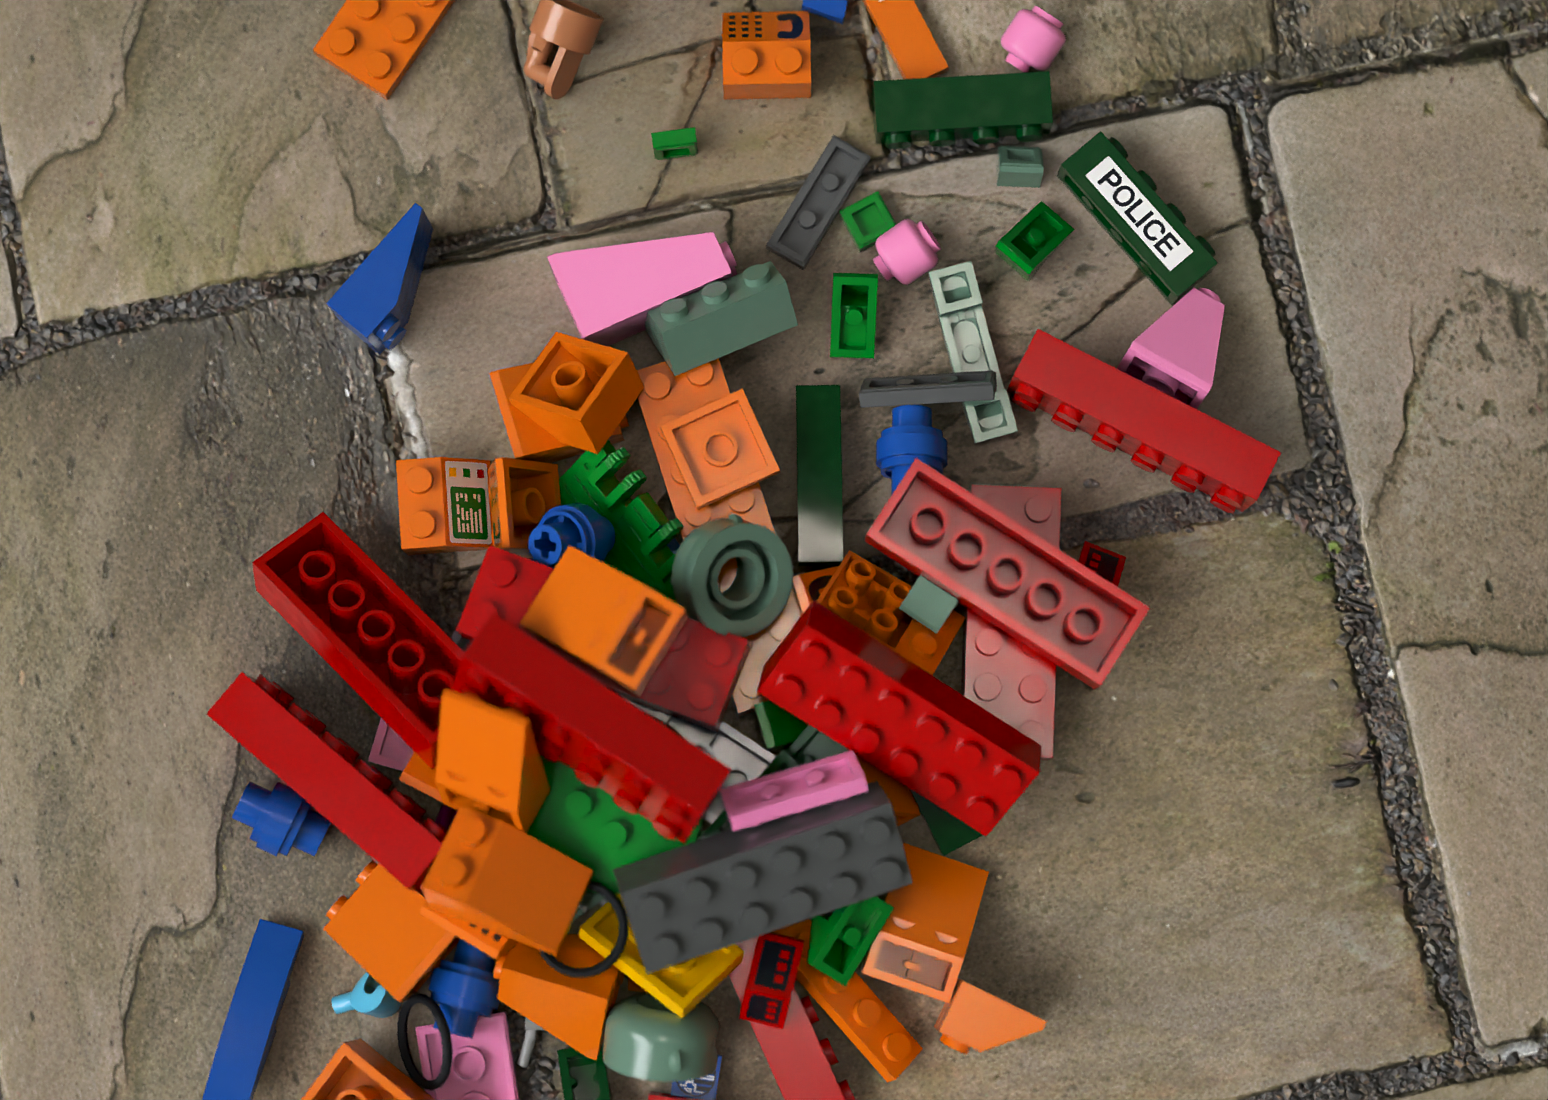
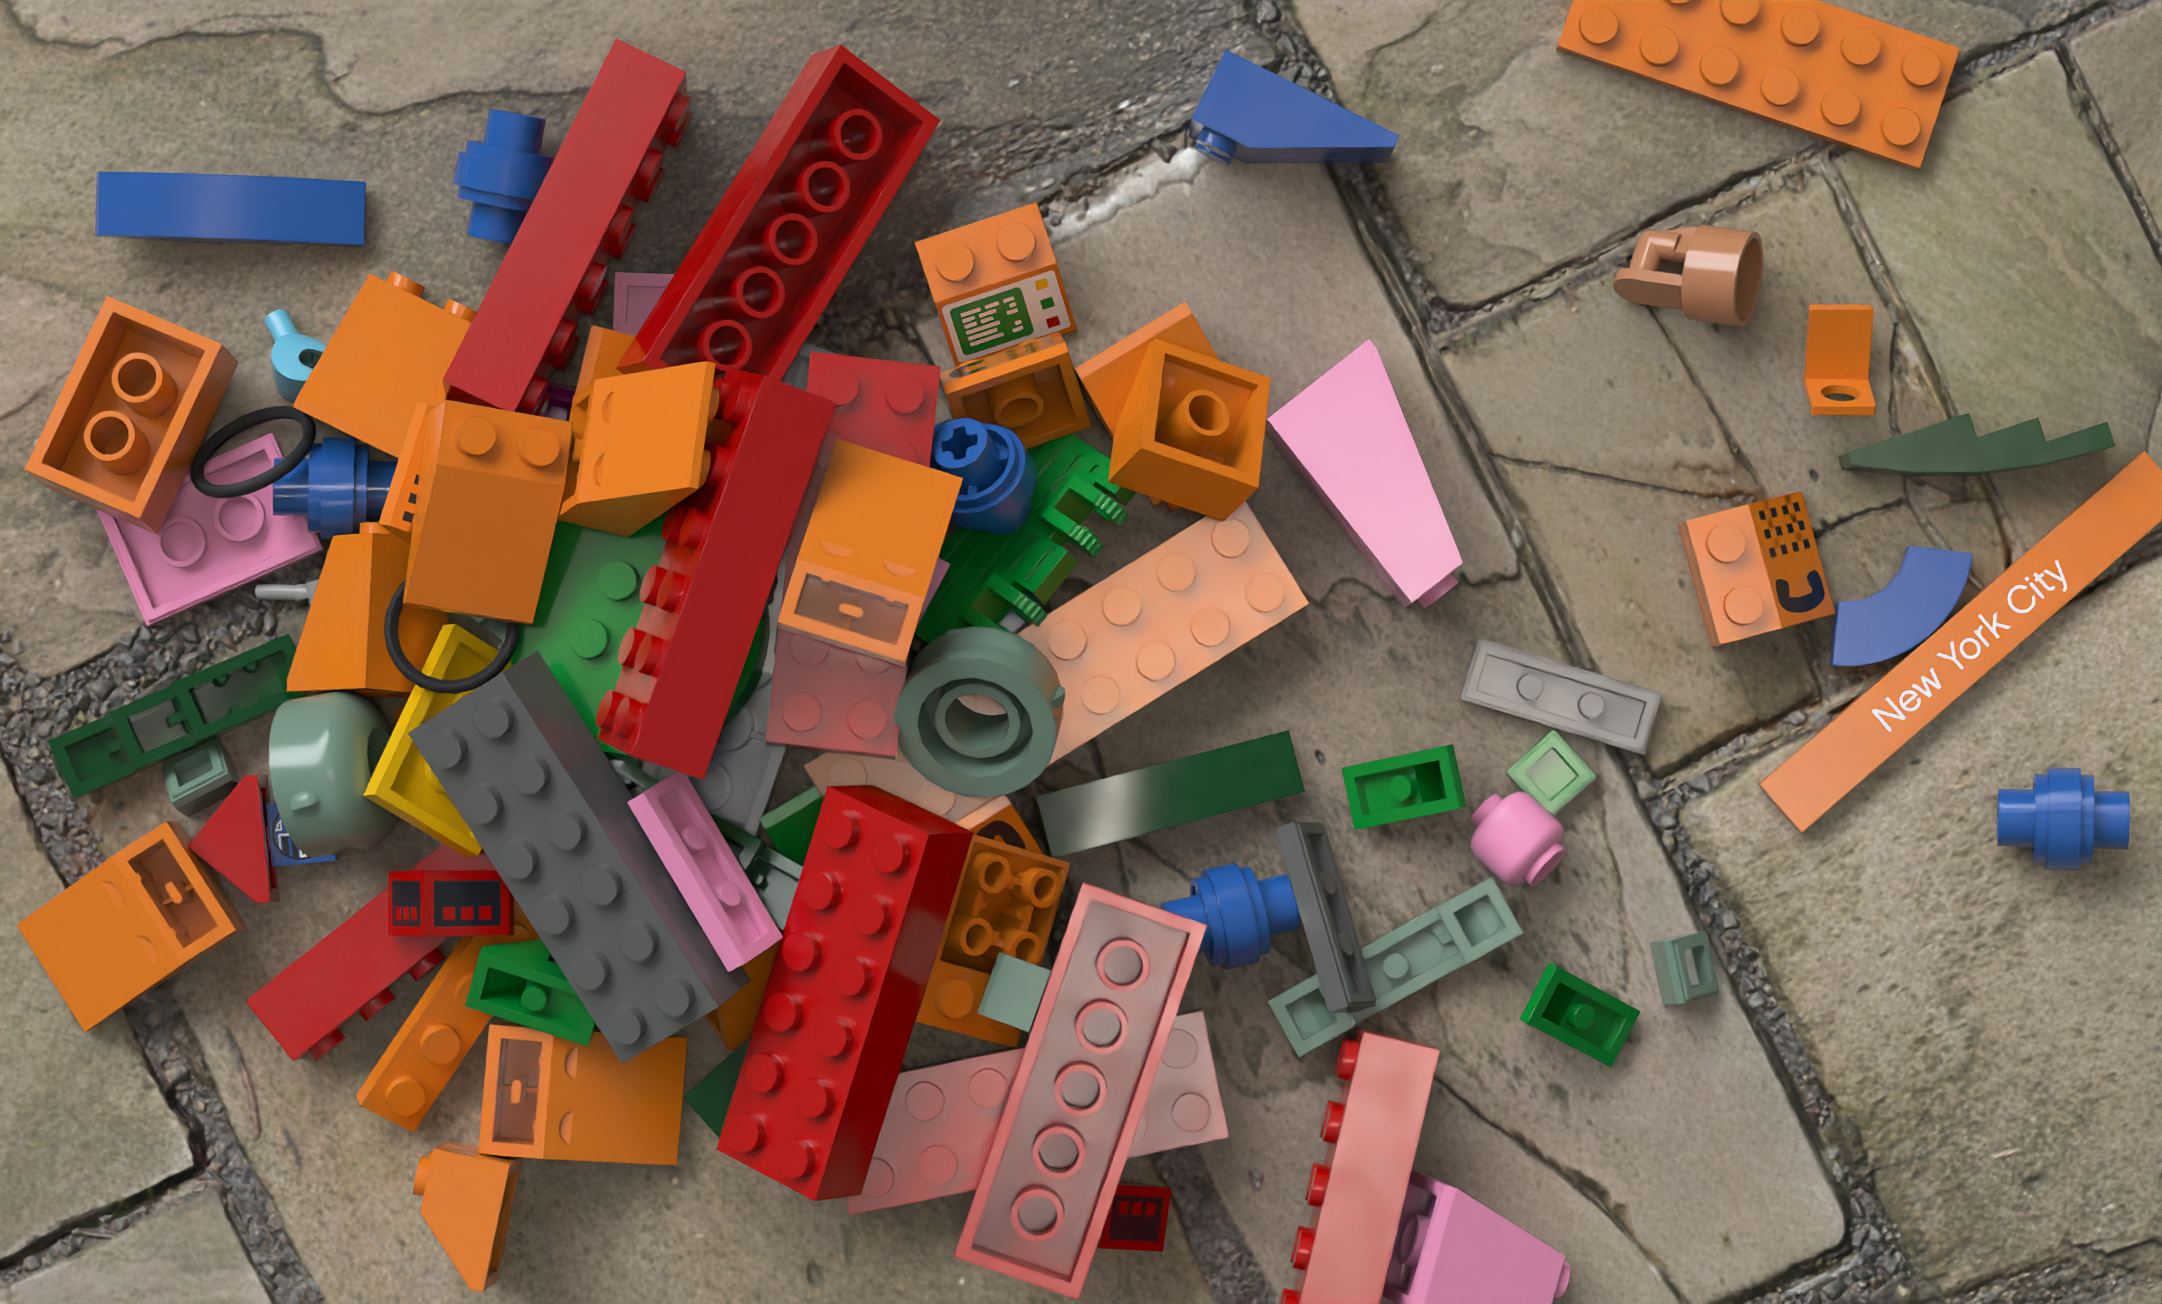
camera: 75 degrees right, 5 degrees up
(675, 143) = (1590, 473): green tile -> none
(720, 449) = (1159, 648): orange plate -> none
(721, 318) = (1347, 605): sand green slope -> none
(962, 109) = (1744, 867): dark green brick -> none
(1033, 39) = (1869, 943): bright pink head -> none
(1137, 217) = (1649, 1152): dark green brick -> none

